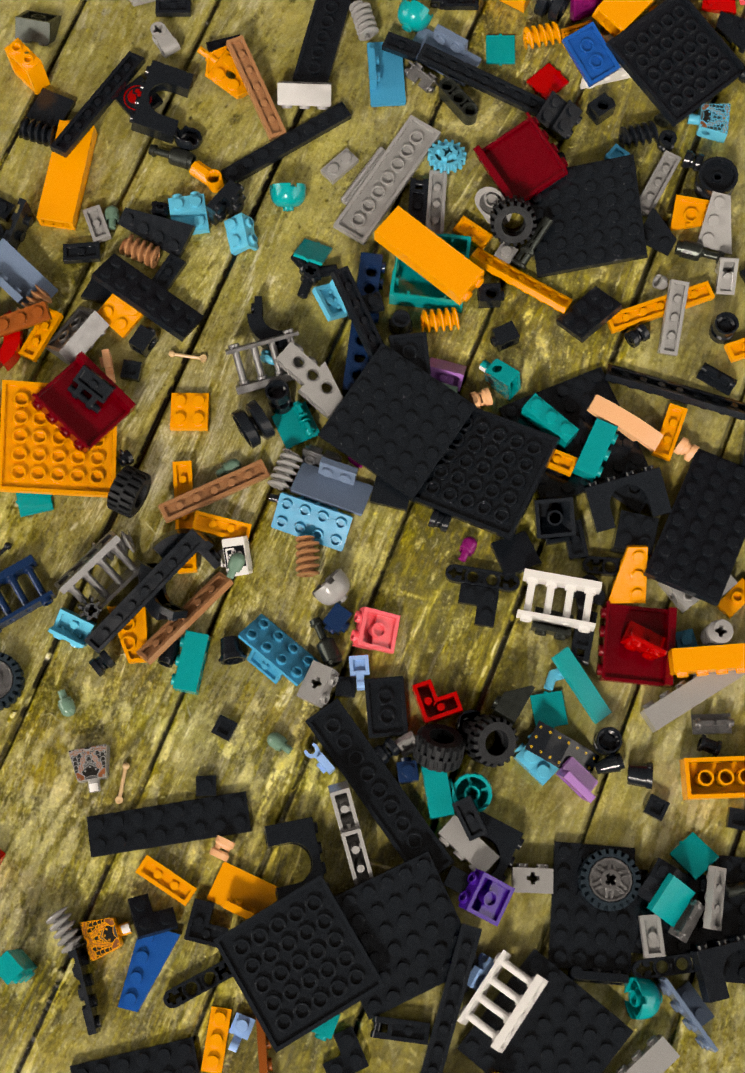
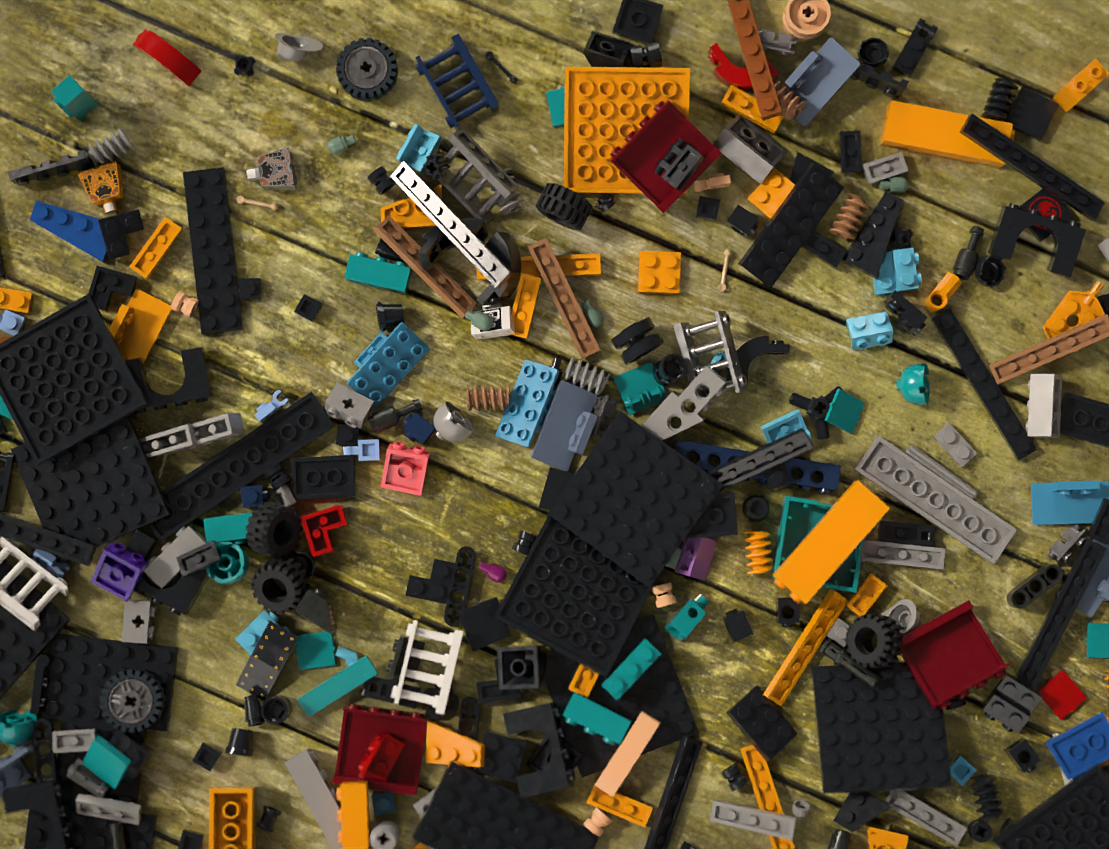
camera: 90 degrees right, 10 degrees up
(202, 986) = (57, 281): black beam -> none
(278, 742) = (291, 364): sand green cylinder -> none
(446, 156) = (969, 563): medium azure gear -> none
(578, 779) = (238, 675): medium lavender panel -> none
(694, 855) = (155, 792): teal piece -> none
(712, 723) = (292, 823): flat silver hinge -> none

